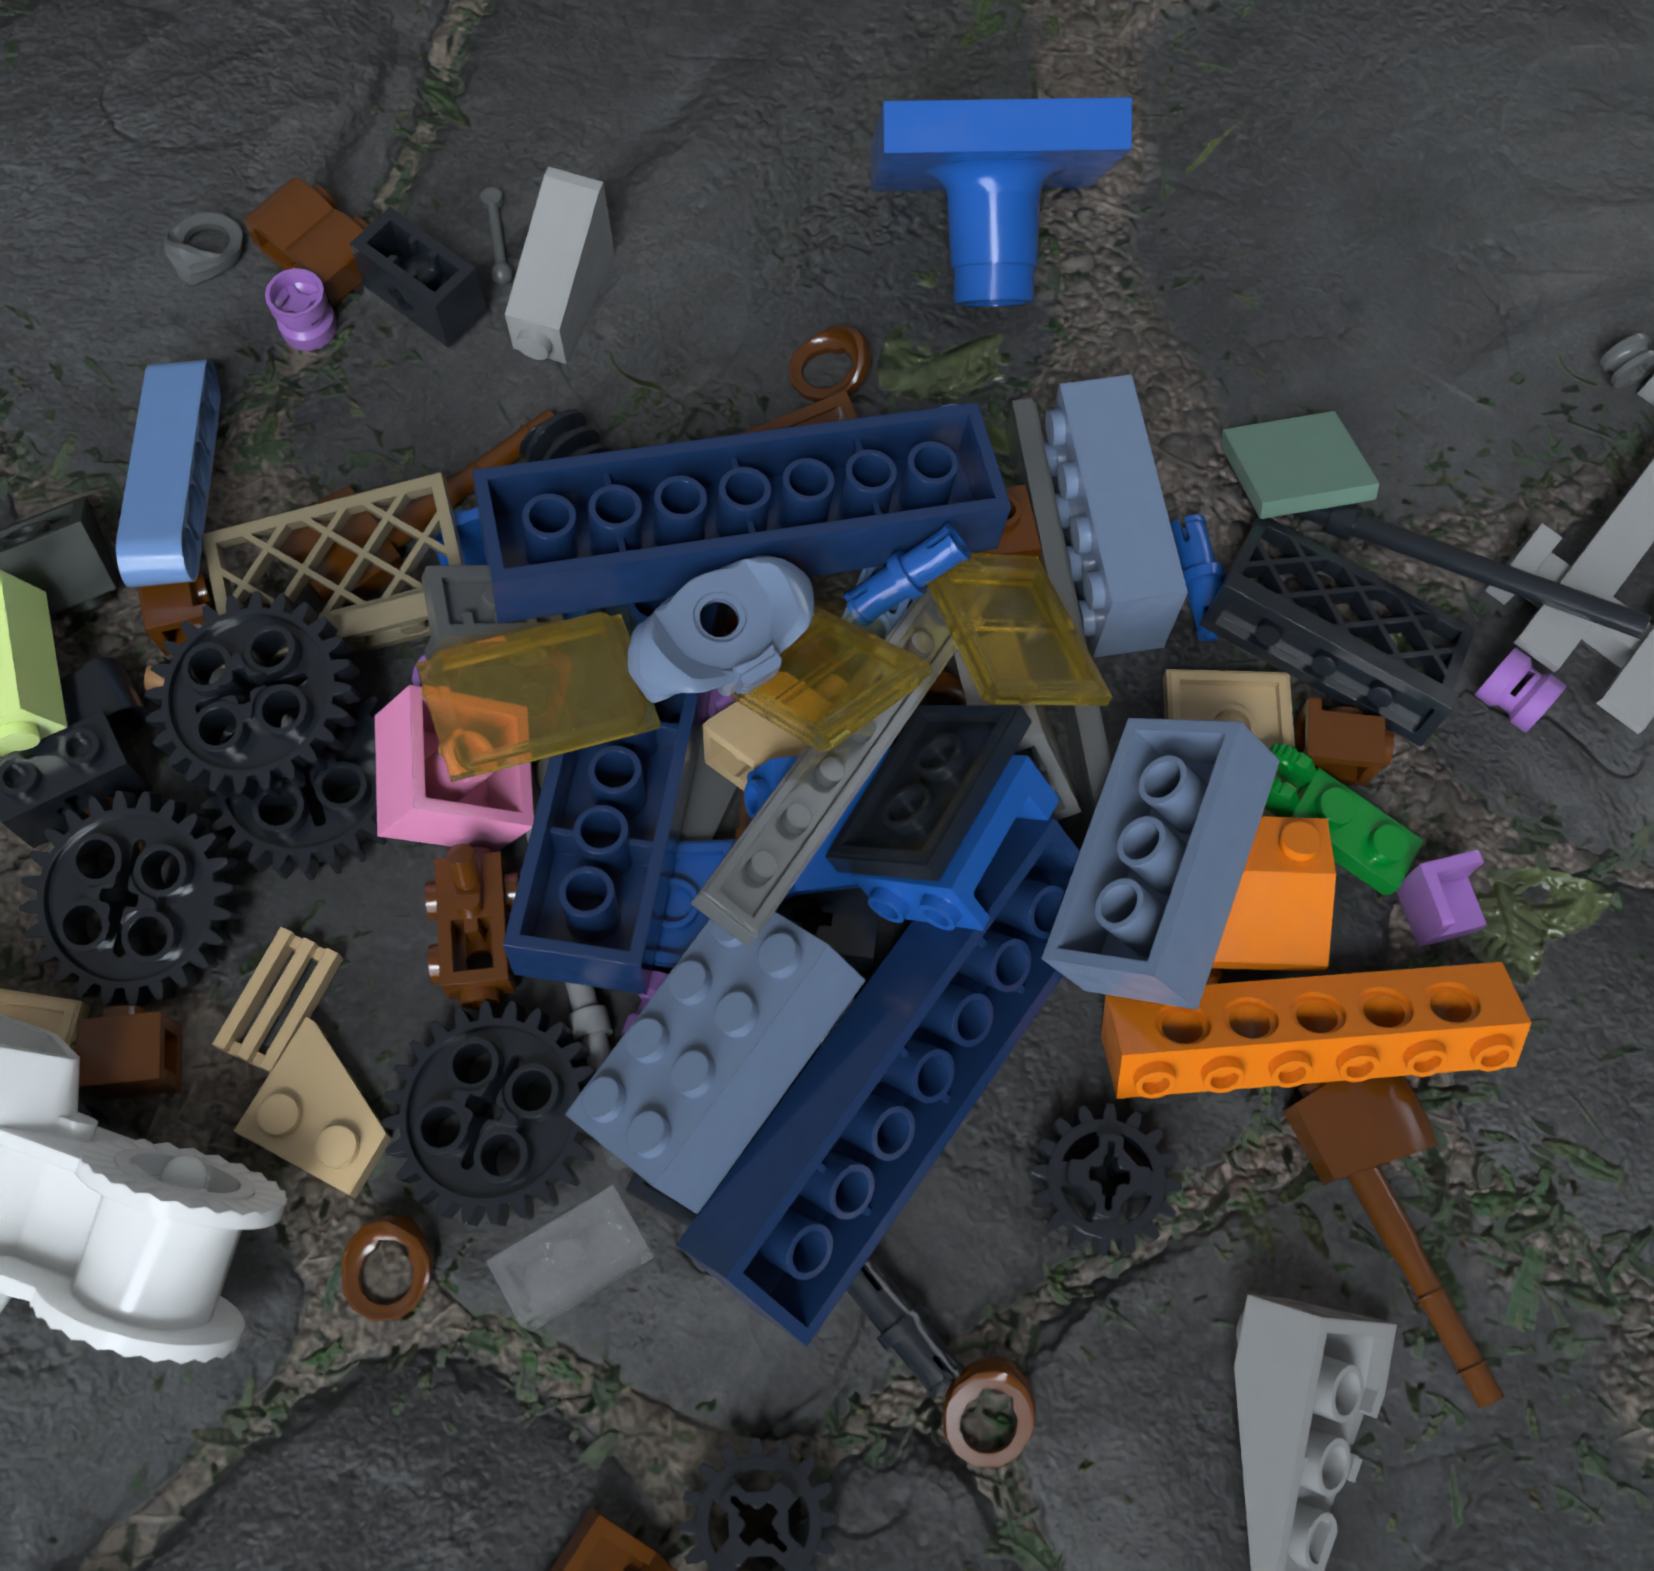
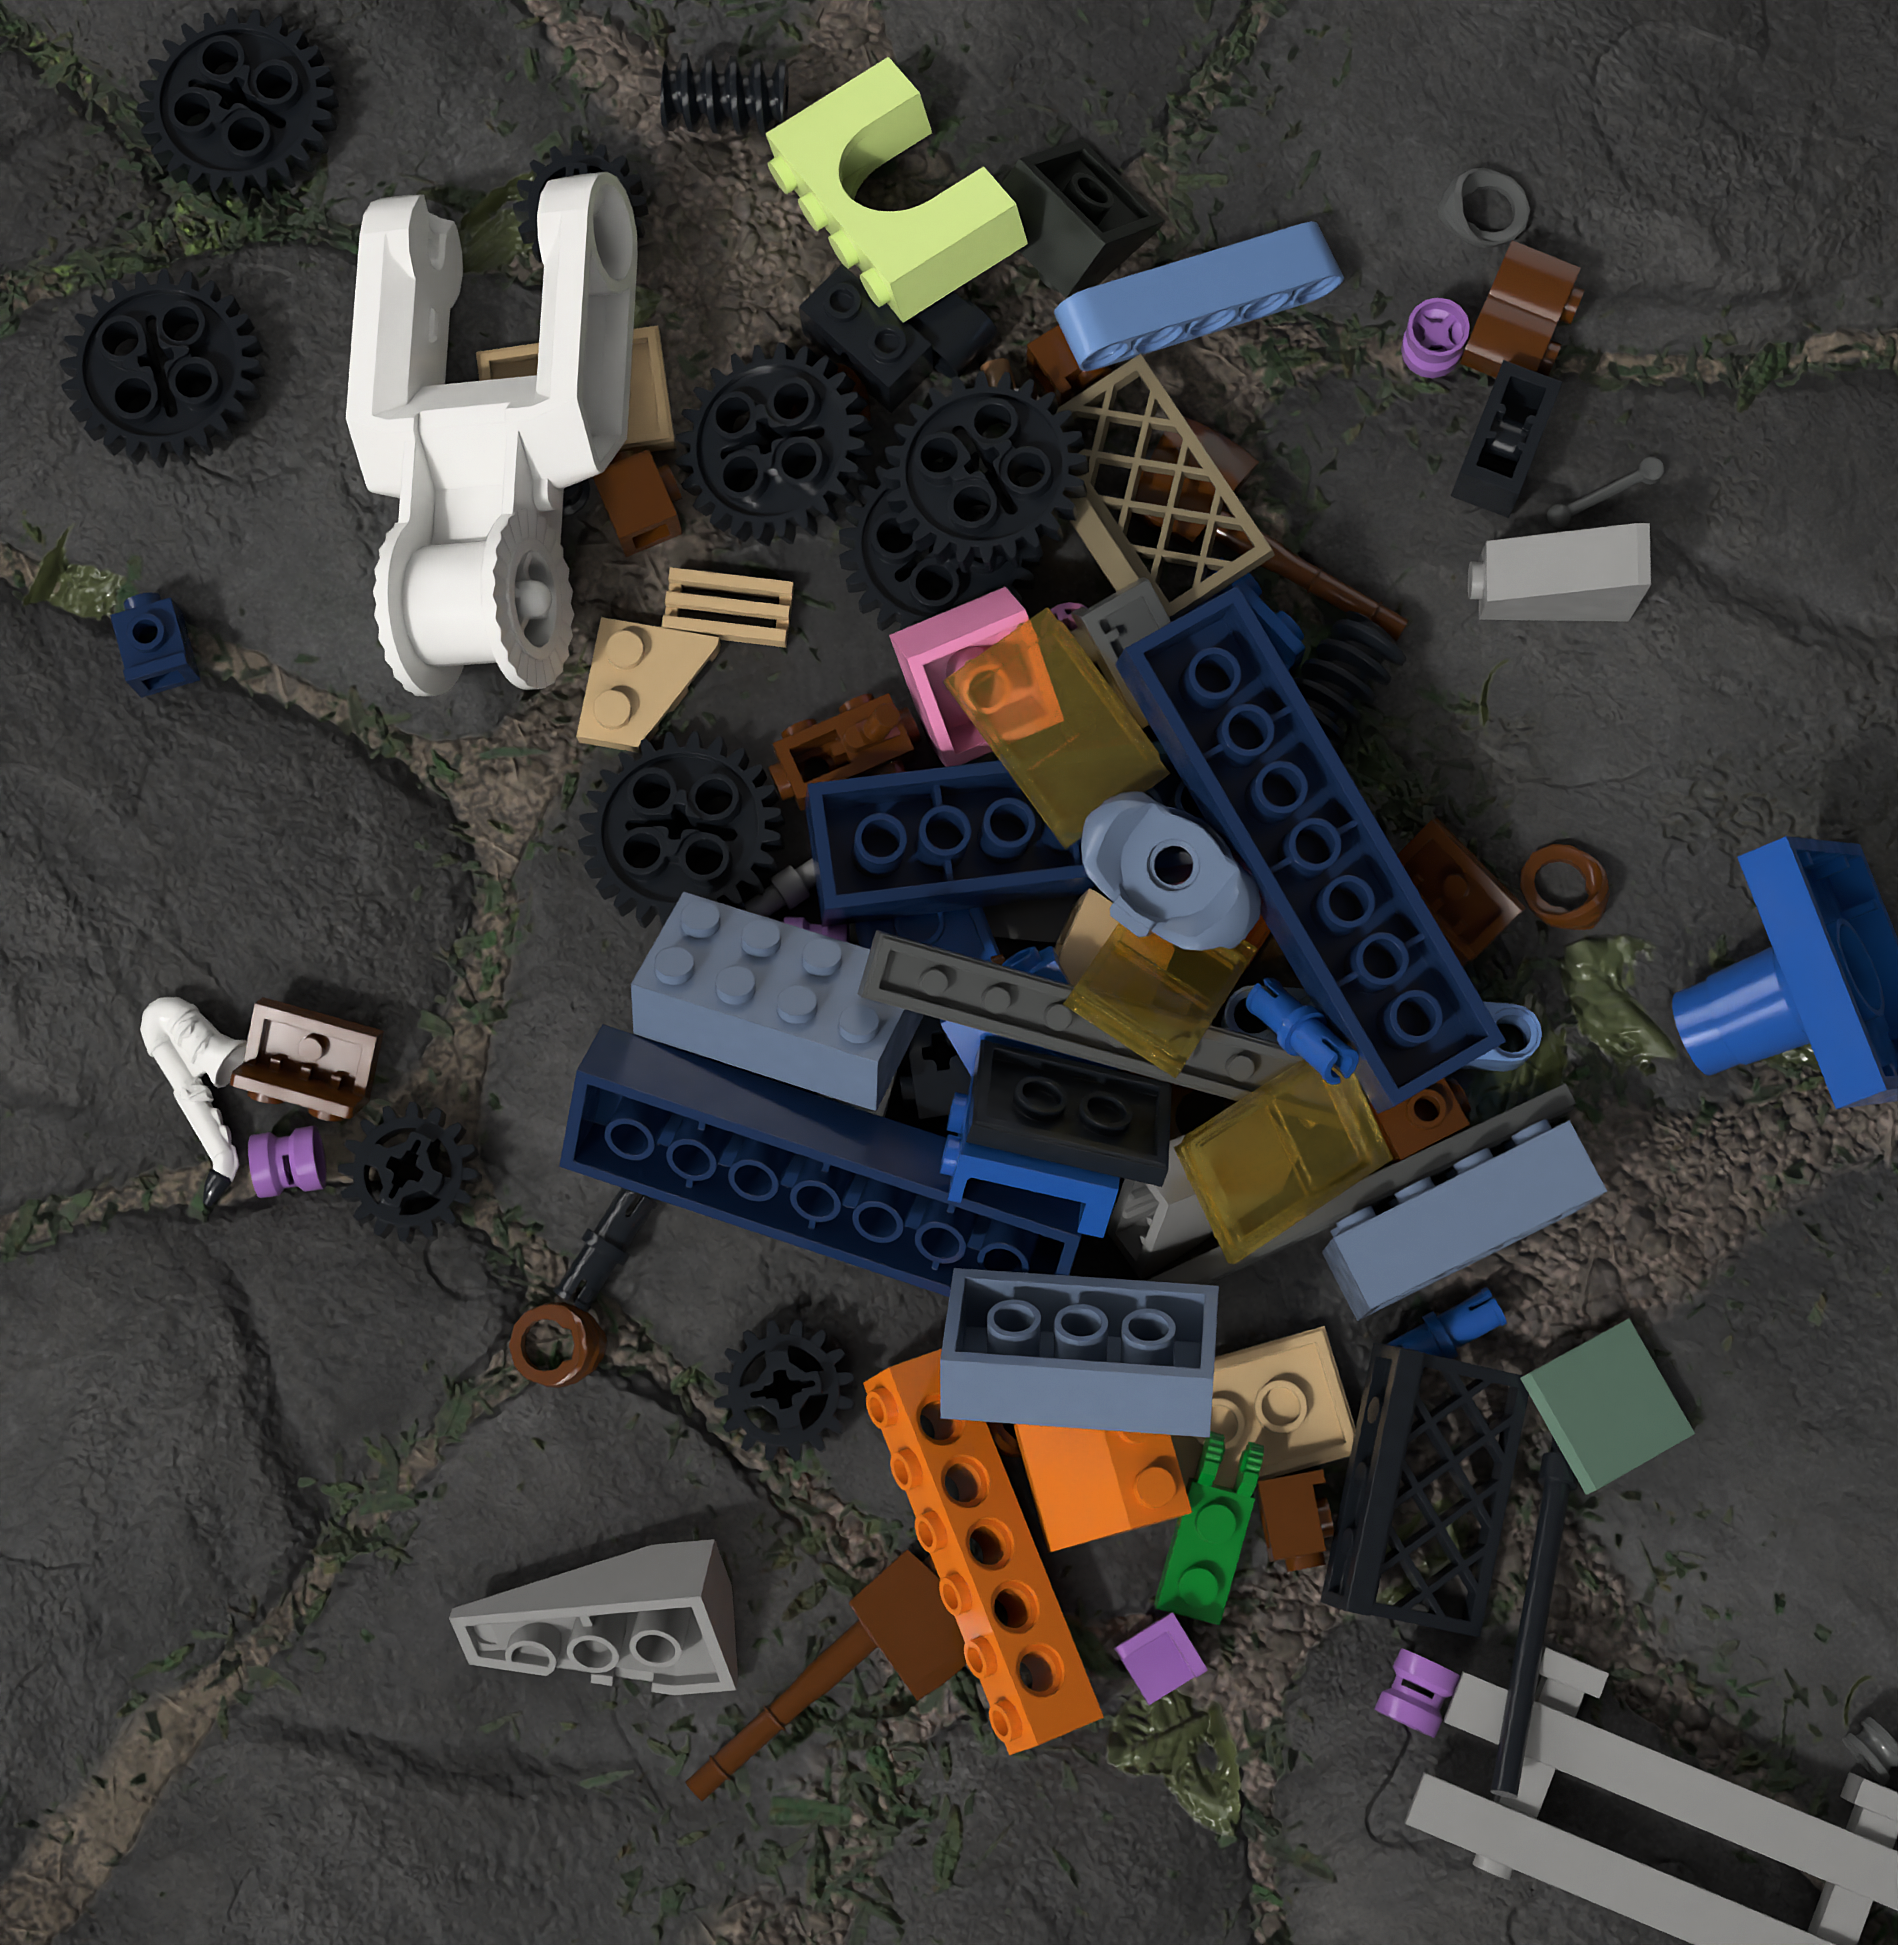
camera: 80 degrees right, 10 degrees up
(365, 1242) = (561, 791): reddish brown piece -> none
(570, 1259) = (573, 942): clear brick -> none

